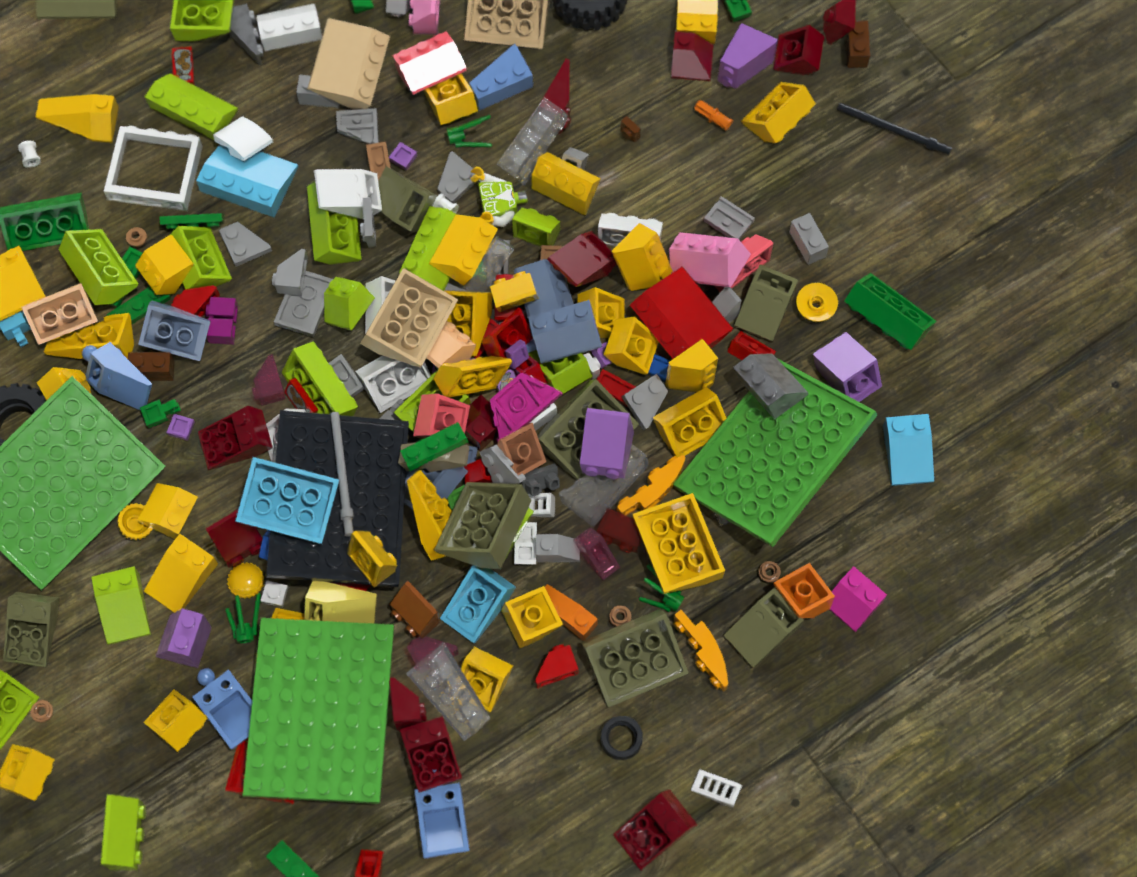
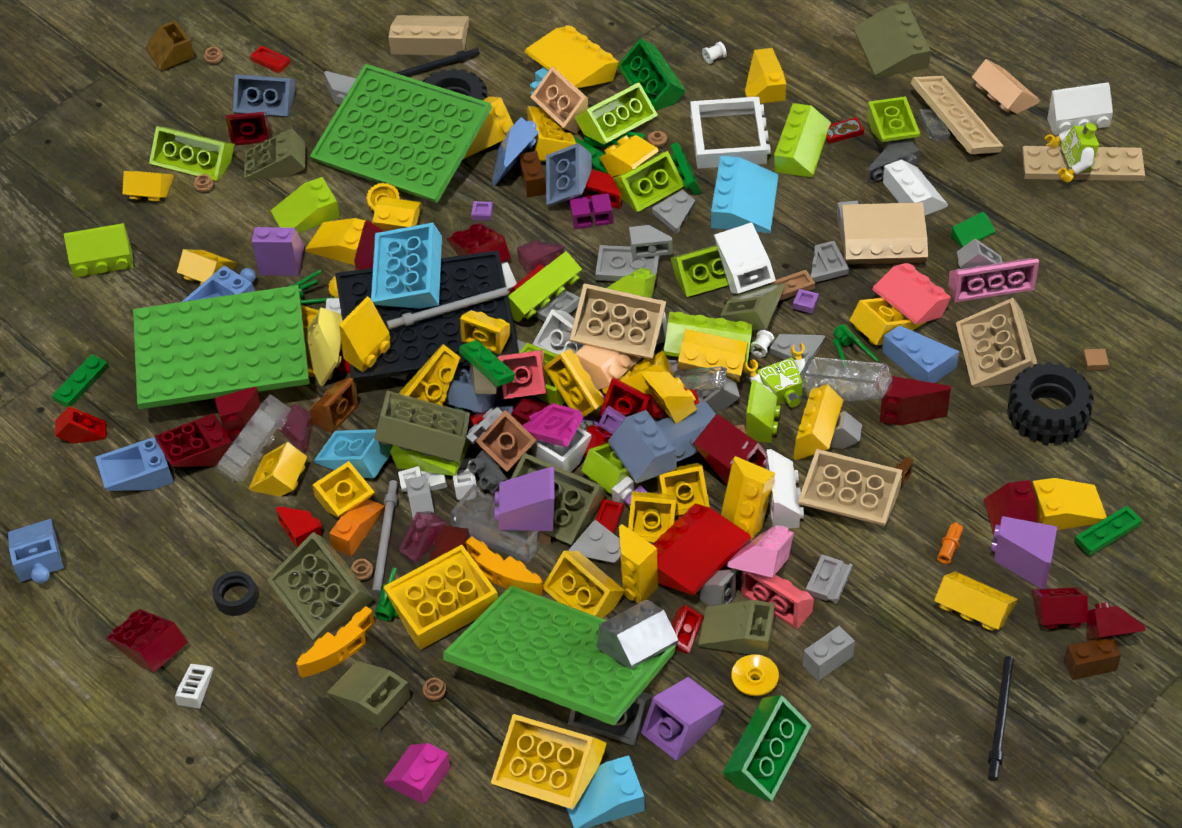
camera: 80 degrees right, 20 degrees down
(156, 412) = (490, 189): green plate -> none
(243, 138) = (779, 182): white slope -> none
(368, 227) = (715, 282): light grey wing -> none
(384, 442) = (487, 330): none -> yellow slope
(544, 577) = (390, 502): none -> light grey bar
(644, 175) = (851, 487): none -> tan slope
(805, 592) = (408, 714): orange slope -> none
(875, 485) = (547, 761): none -> yellow slope

